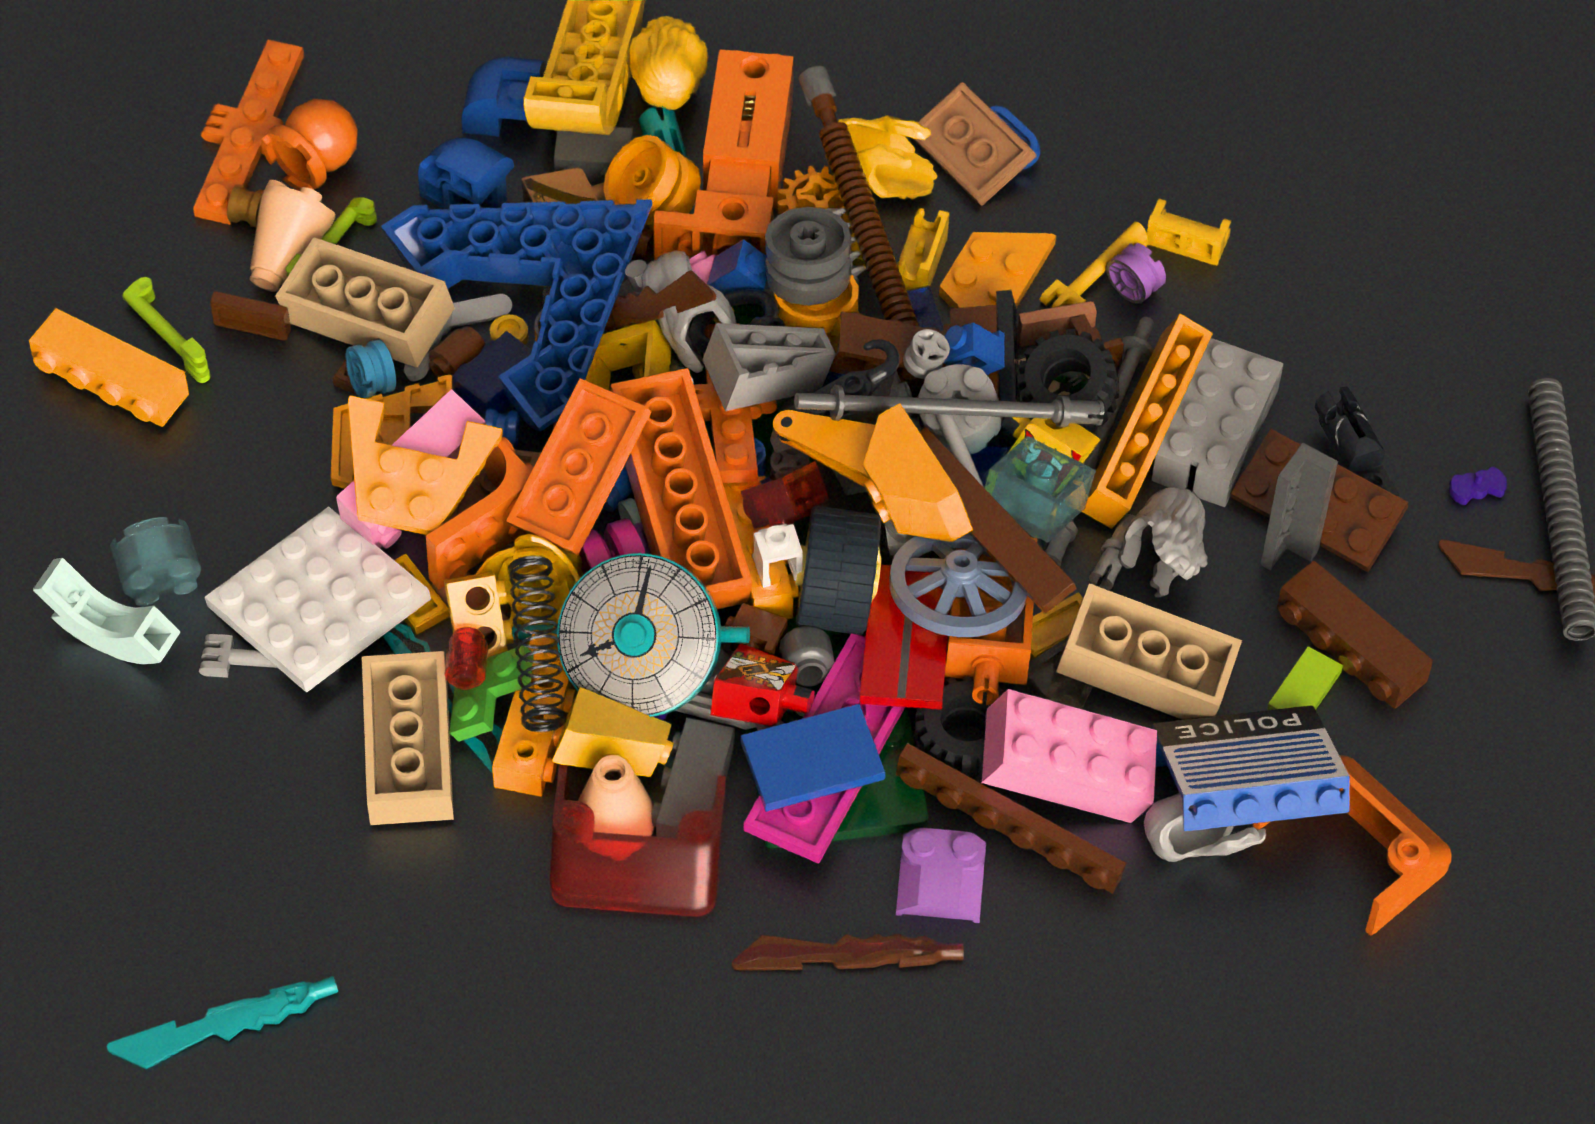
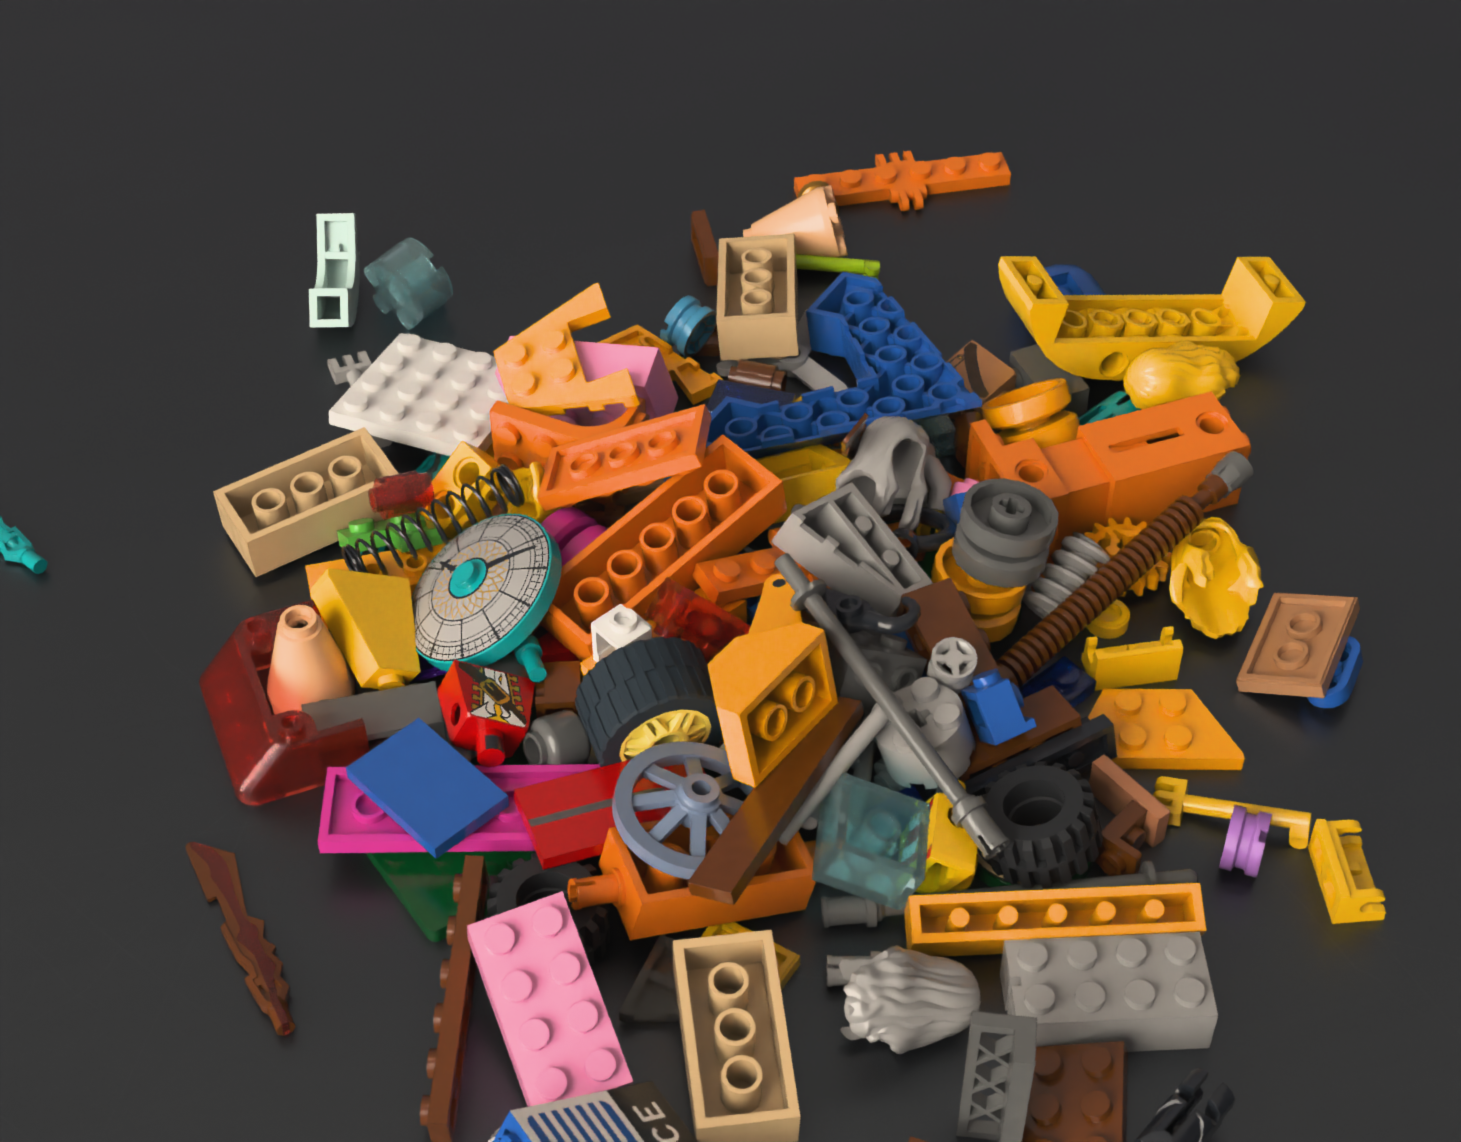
camera: 65 degrees right, 10 degrees down
(108, 368) = (588, 190): light orange brick -> none
(139, 297) = (640, 224): lime hinge -> none
(314, 141) = (908, 206): orange tile -> none
(464, 170) = (951, 304): blue brick -> none
(941, 874) = (372, 973): medium lavender slope -> none

